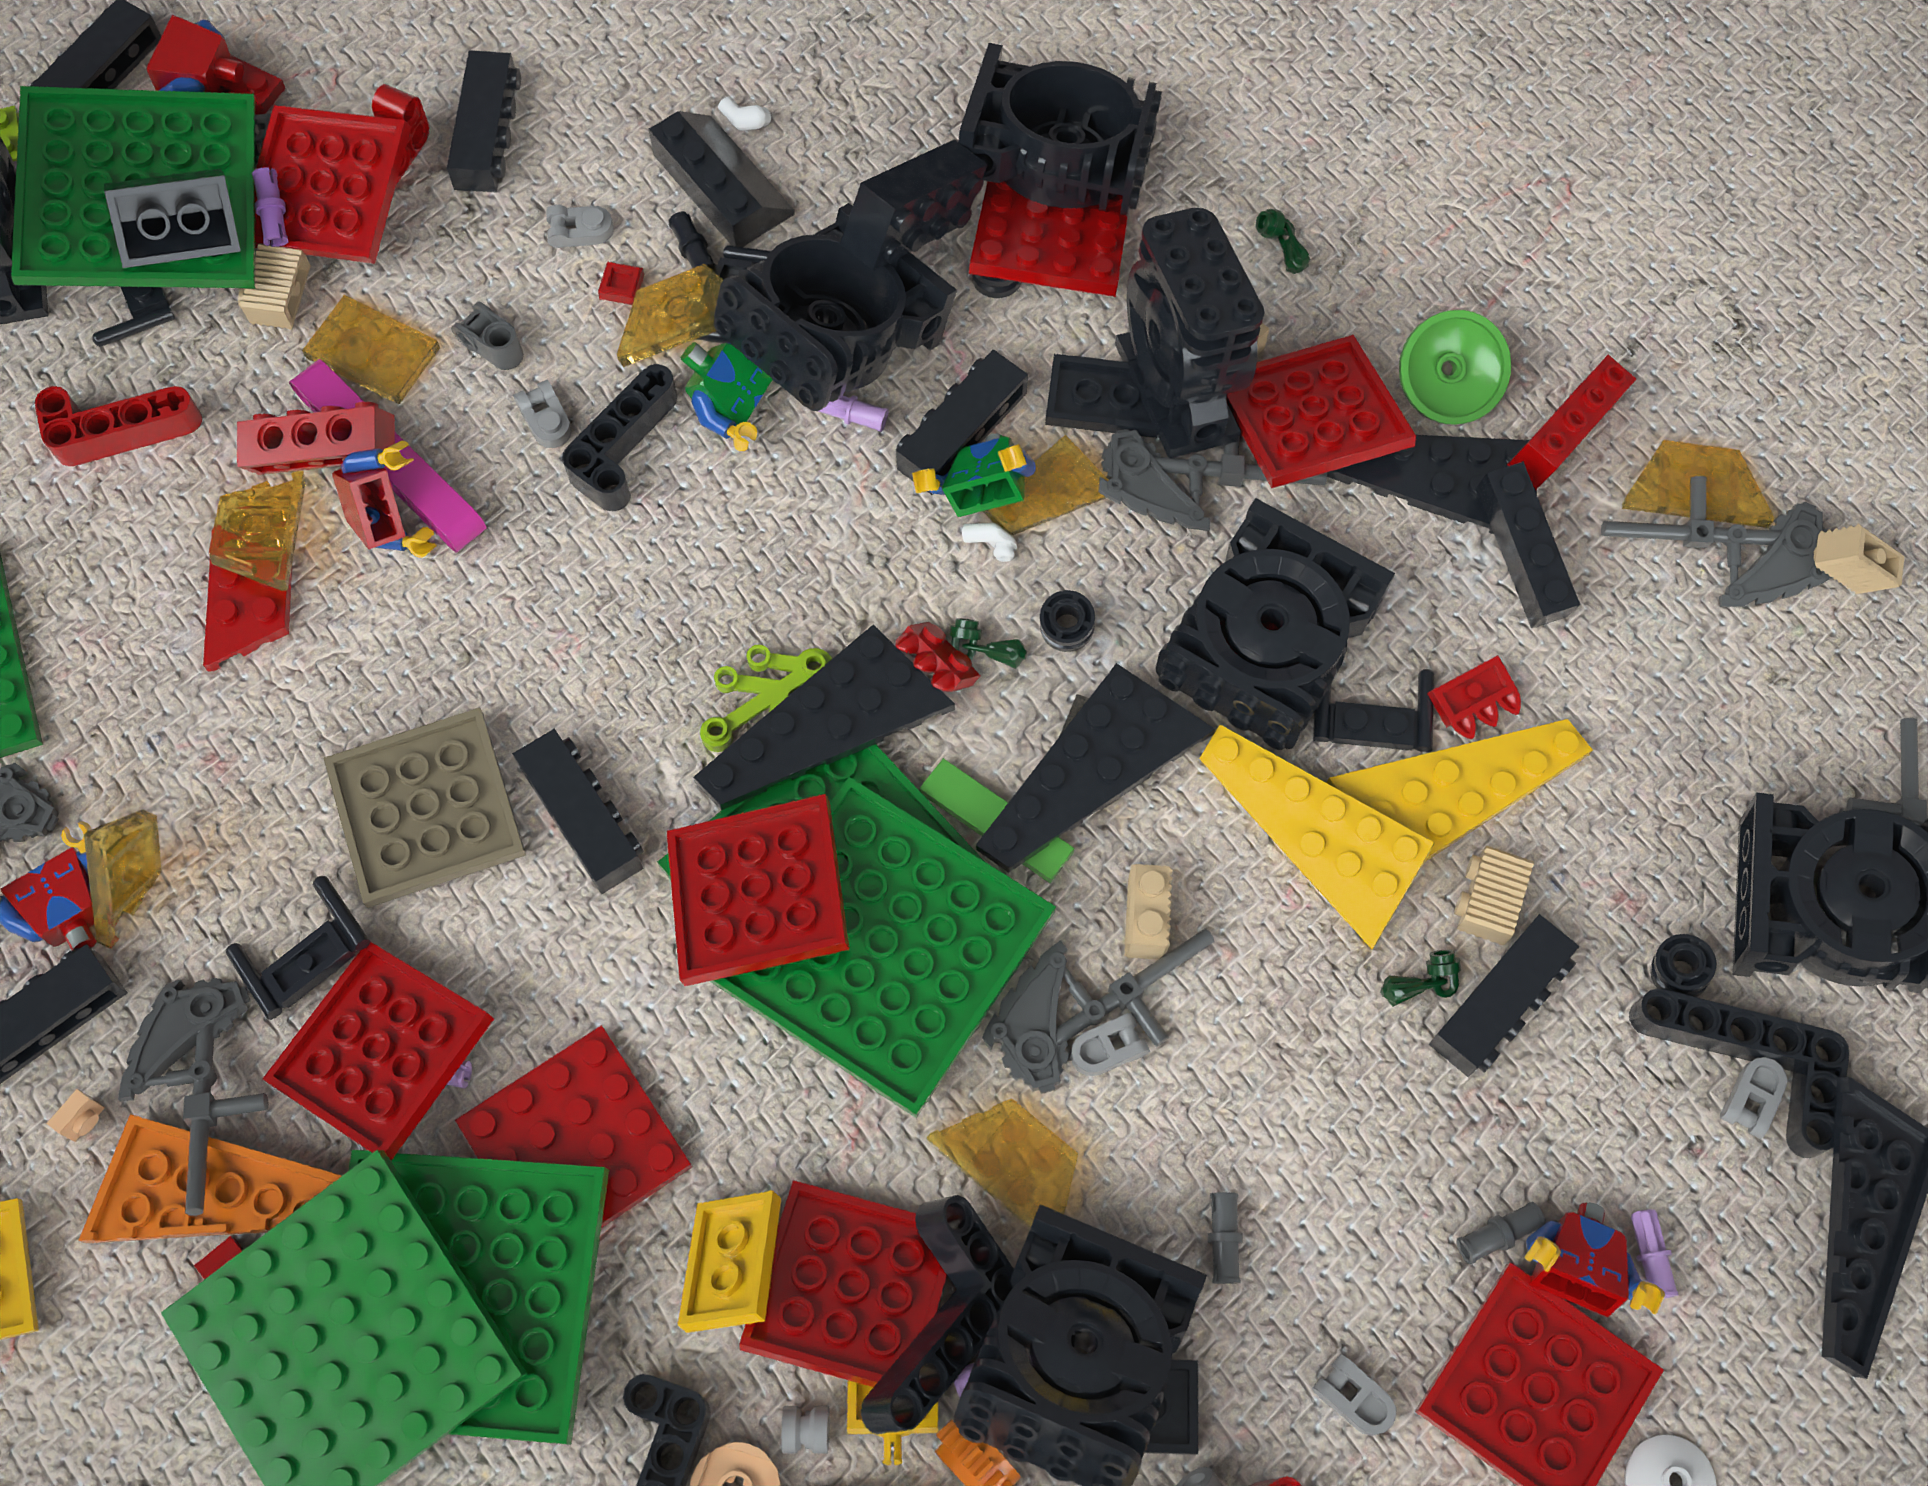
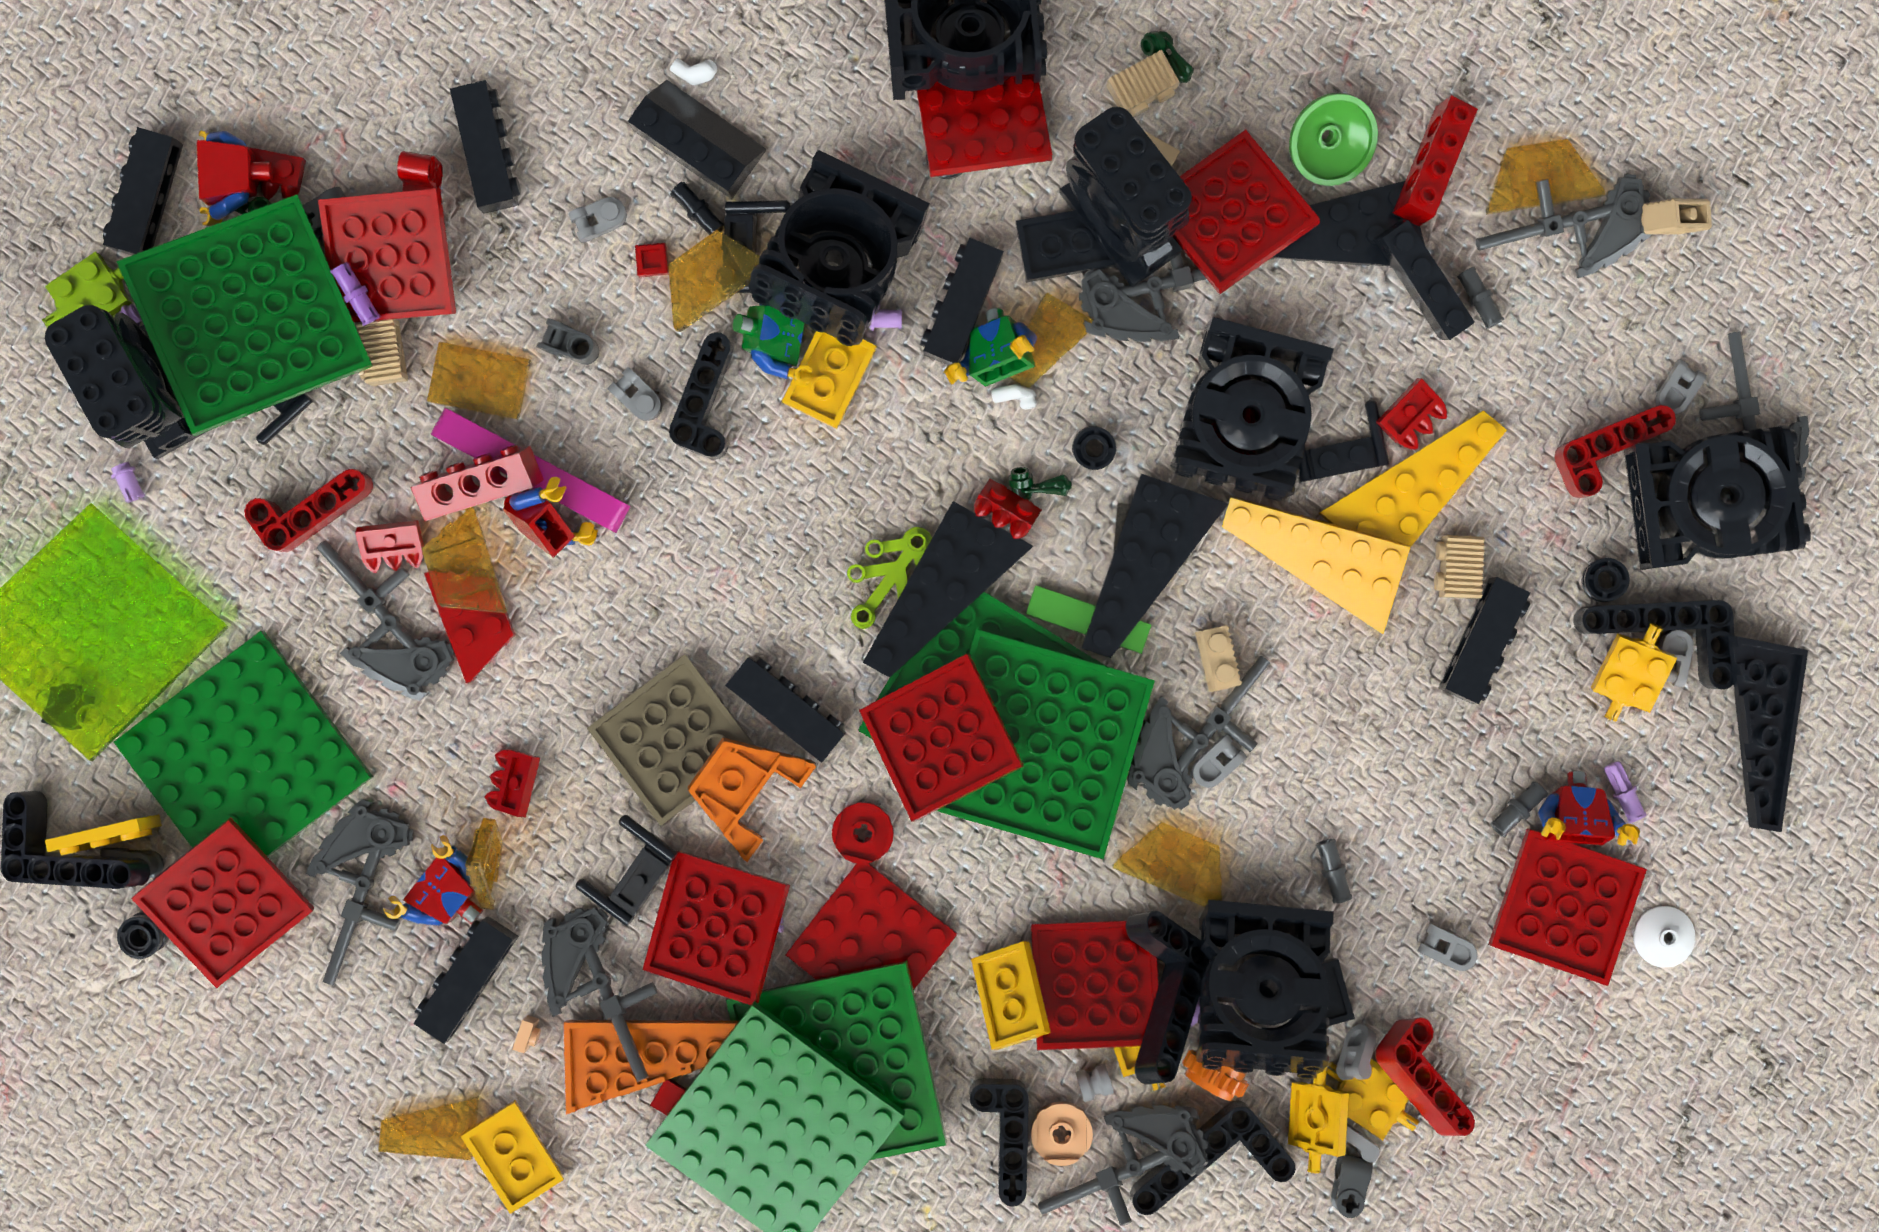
camera: 15 degrees left, 20 degrees up
(130, 625) = (399, 669): none -> dark grey bar
(172, 217) = (290, 338): black slope -> none
(186, 485) = (391, 543): none -> plate
(206, 797) = (514, 782): none -> red plate
(474, 871) = (733, 780): none -> orange wing
(623, 1016) = (872, 847): none -> red plate
(786, 452) = (833, 380): none -> yellow plate
(913, 204) = (876, 144): black brick -> none
(1261, 253) = (1143, 84): none -> tan brick
(1441, 963) = (1434, 632): dark green piece -> none
(1593, 591) = (1480, 297): none -> dark grey pin
(1698, 1093) = (1633, 672): none -> yellow plate
(1731, 804) = (1615, 442): none -> red beam
(1817, 773) = (1674, 394): none -> light grey plate

